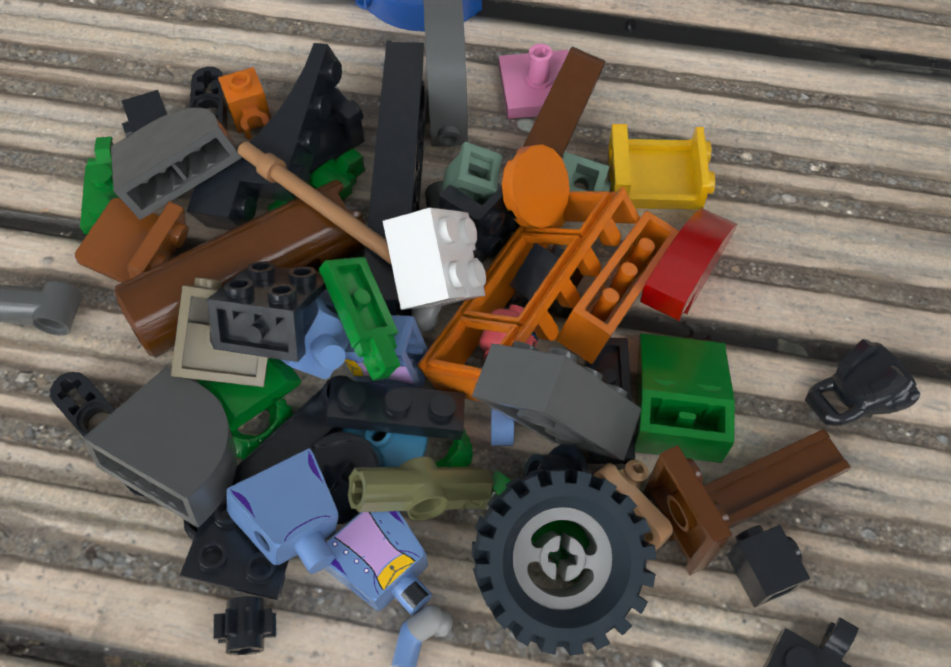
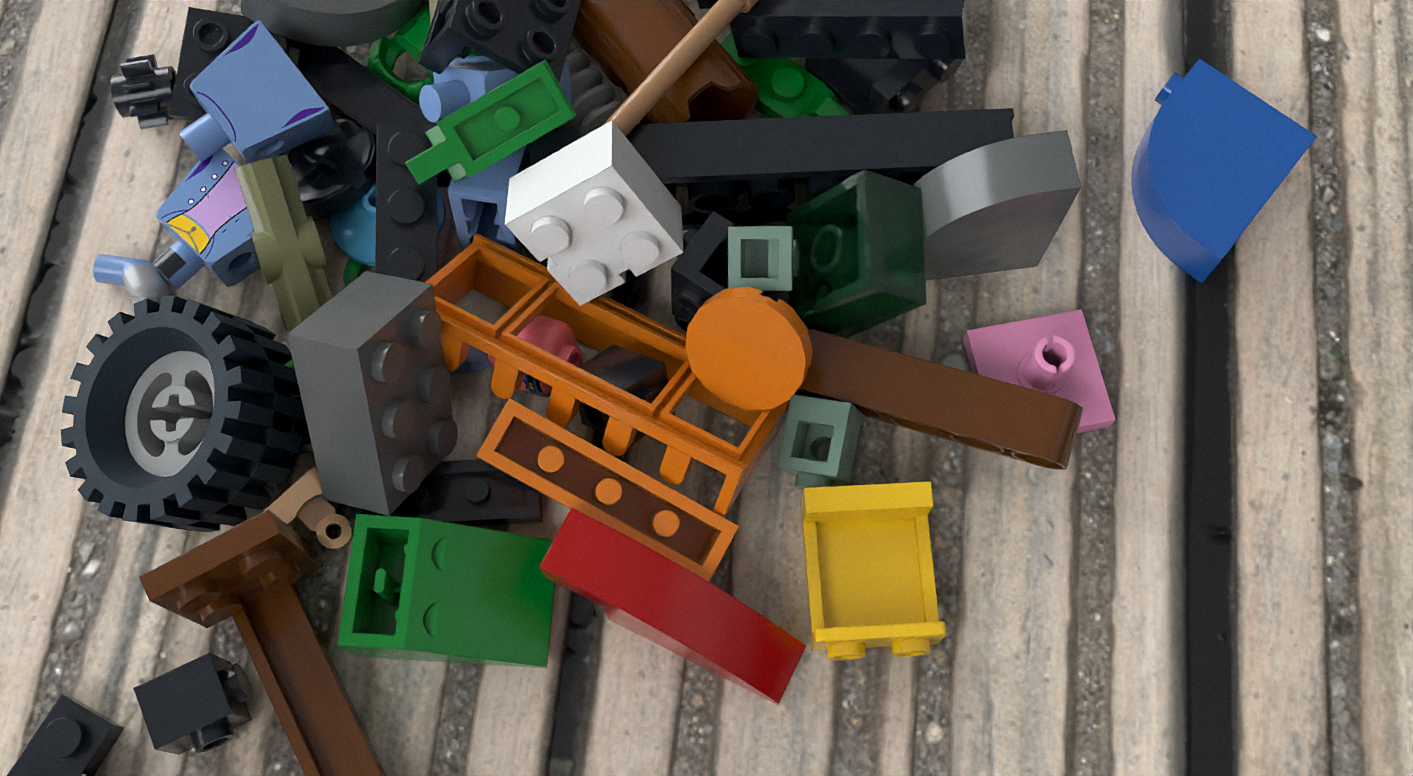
camera: 85 degrees right, 10 degrees up
(470, 119) = (859, 255): none -> clear green brick

